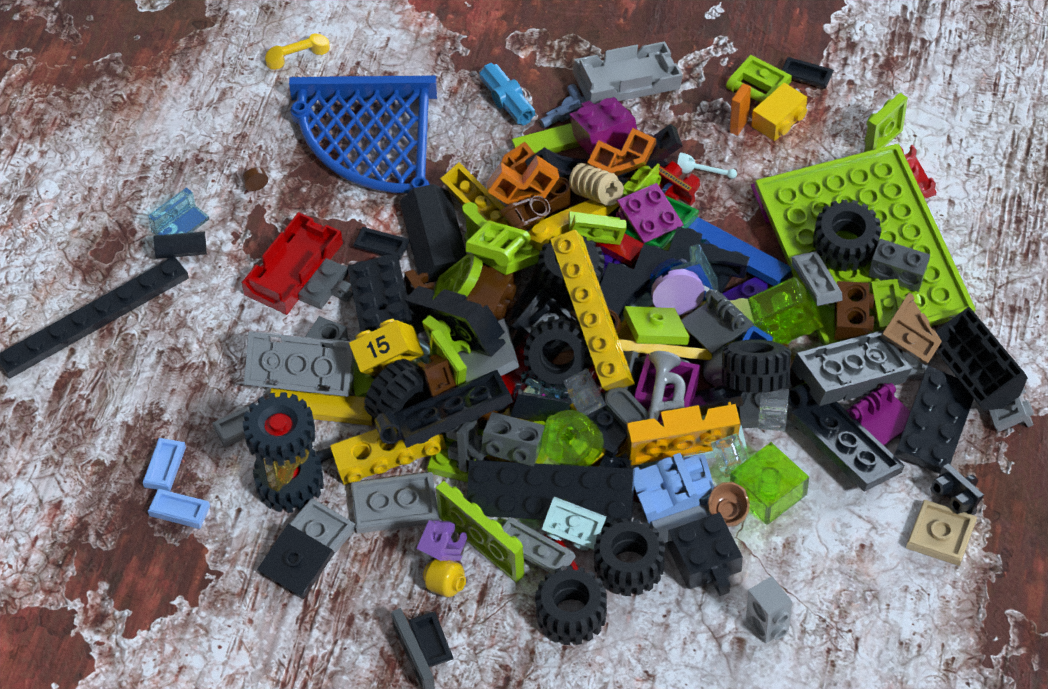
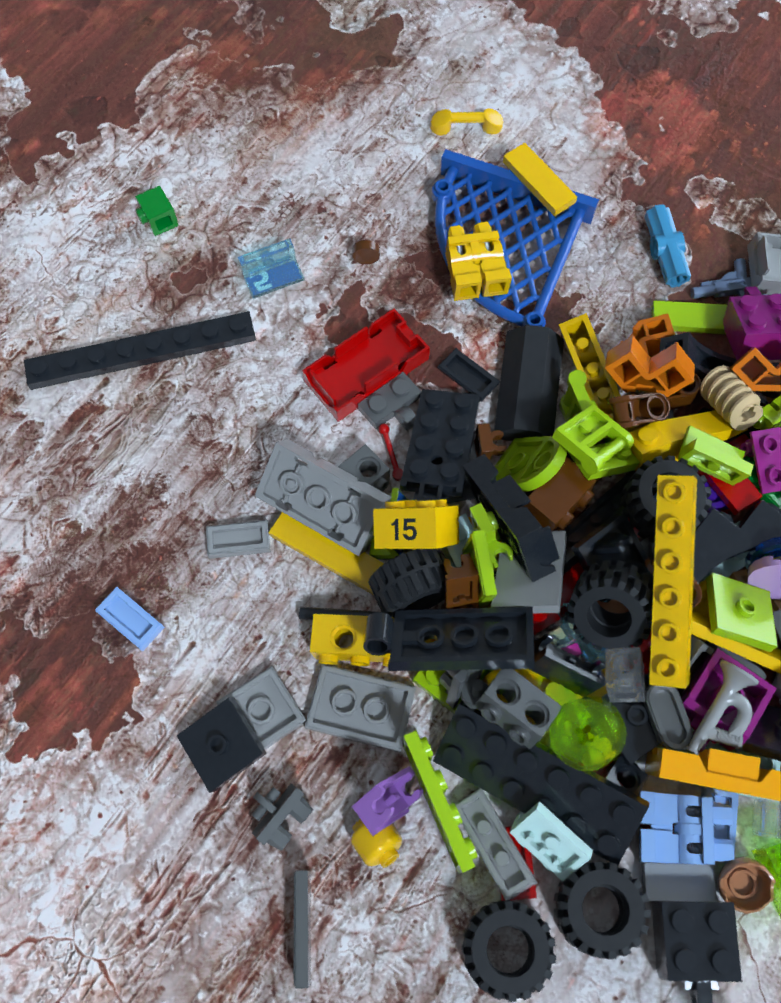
camera: 20 degrees right, 15 degrees up
(55, 205) = (156, 211): none -> green brick
(164, 464) = (137, 557): light blue tile -> none
(180, 245) = (259, 300): black axle -> none
(285, 464) = (248, 614): black plate -> none
(328, 306) = (397, 472): none -> red hinge
(353, 155) = (476, 262): none -> yellow hips
(360, 600) = (270, 827): none -> dark grey hips
(380, 75) = (539, 179): none -> yellow tile
(431, 639) = (330, 916): black tile -> none

